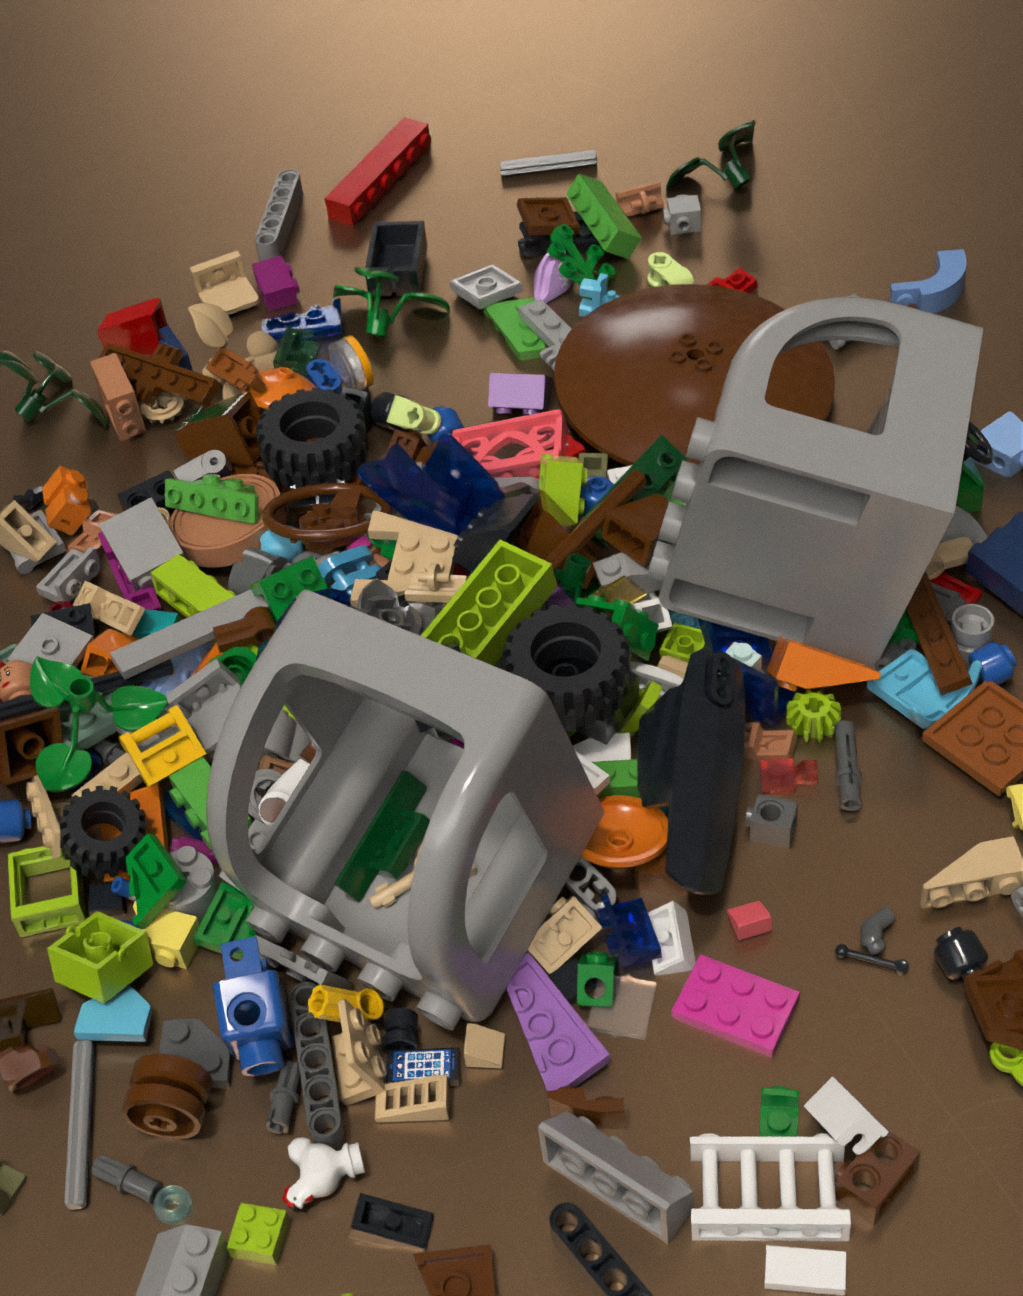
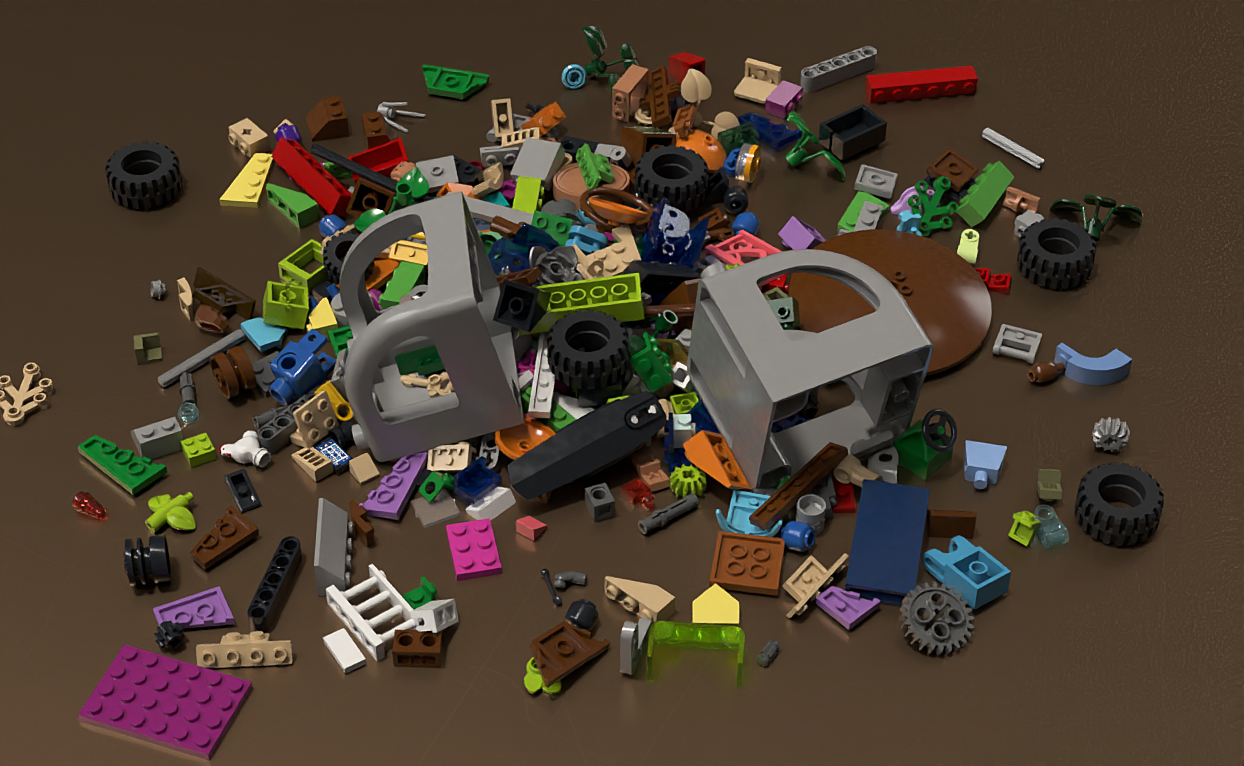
camera: 45 degrees right, 5 degrees down
(19, 432) = (574, 76): none -> medium azure brick
(83, 521) = (517, 138): none -> tan slope
(152, 879) = (330, 297): green wing -> none
(354, 506) = (616, 212): none -> orange dish
(413, 416) = (732, 205): yellowish green piece -> none
(750, 216) = (1055, 270): none -> black tyre

